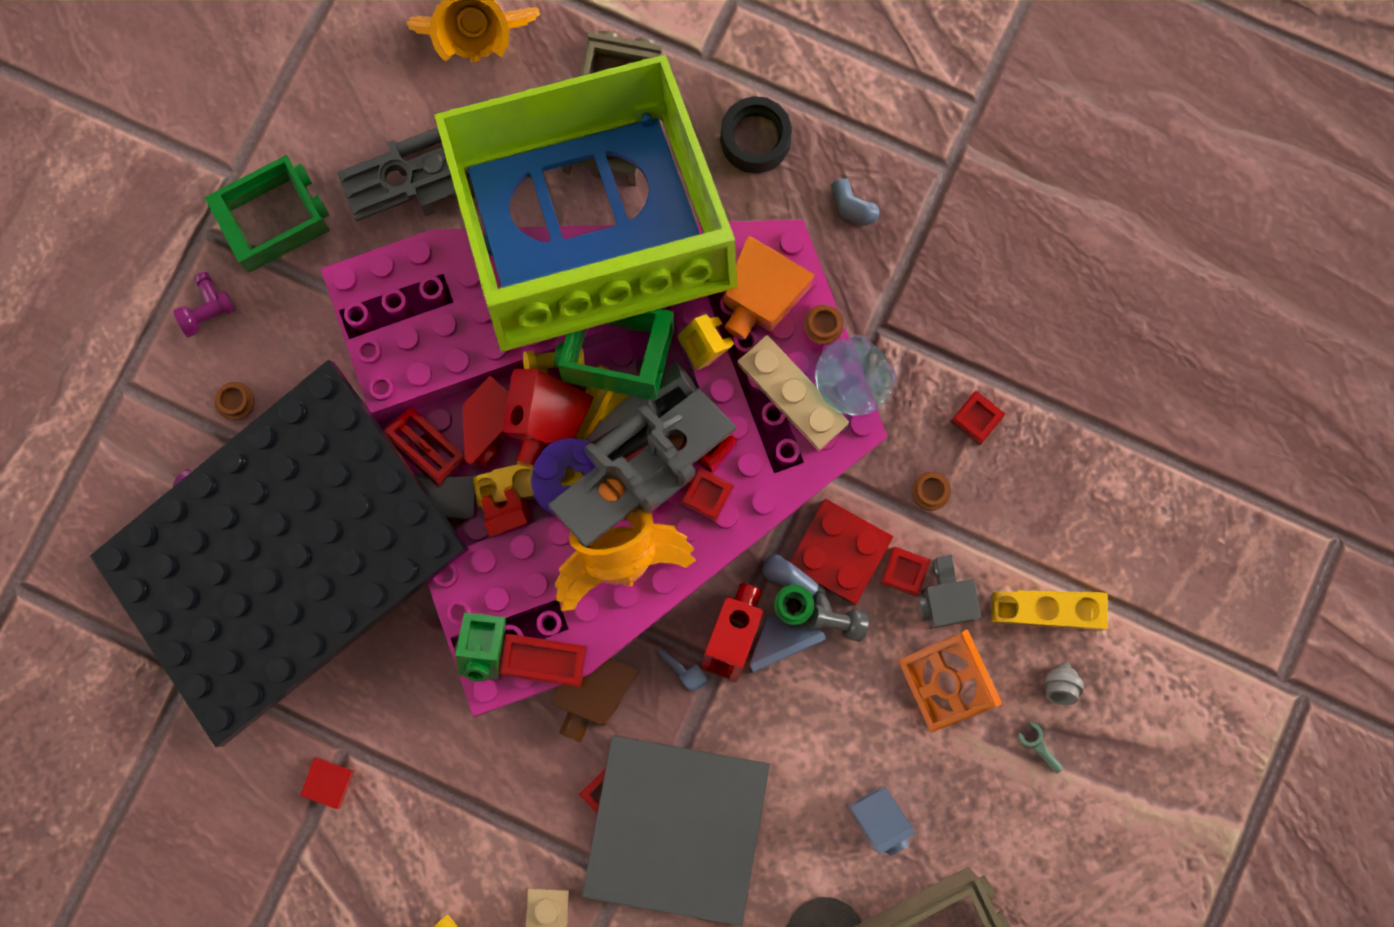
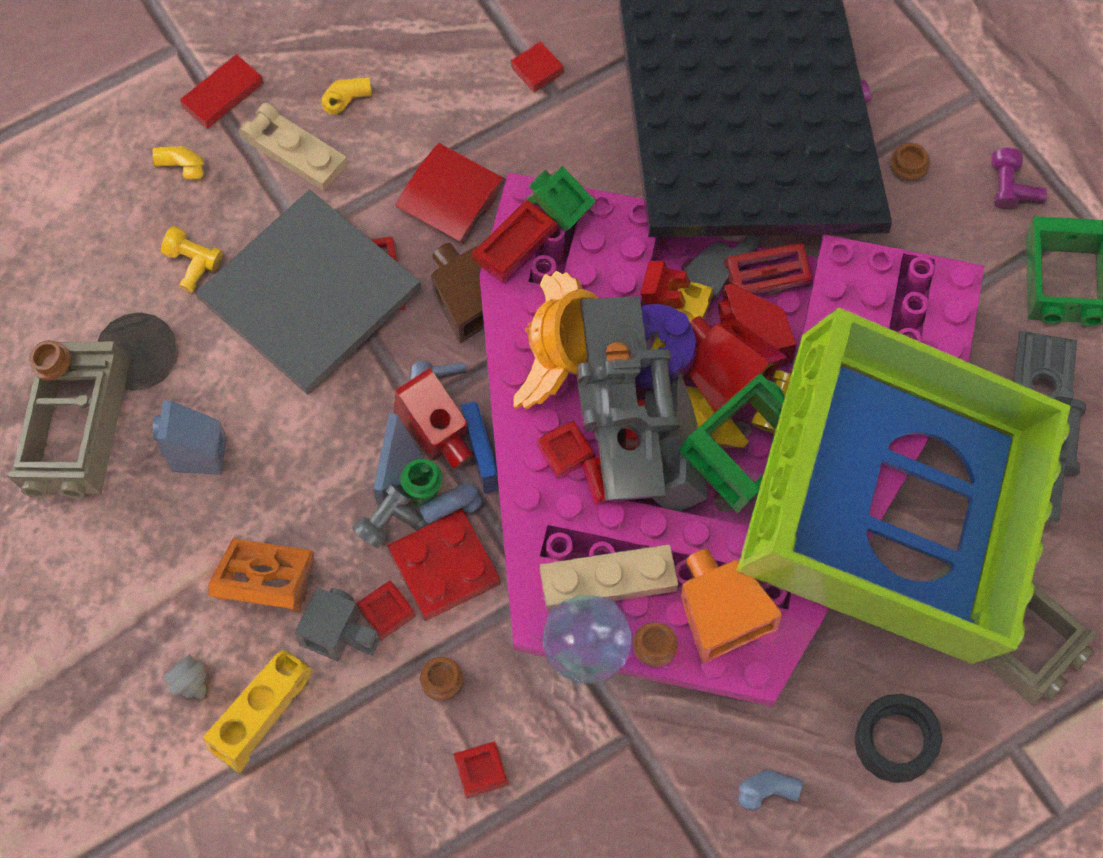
camera: 125 degrees right, 15 degrees down
(506, 772) = (450, 192): none -> red slope
(703, 341) = (707, 523): yellow tile -> none
(727, 584) = (480, 447): none -> blue tile
(1040, 748) = (152, 623): sand green hand -> none

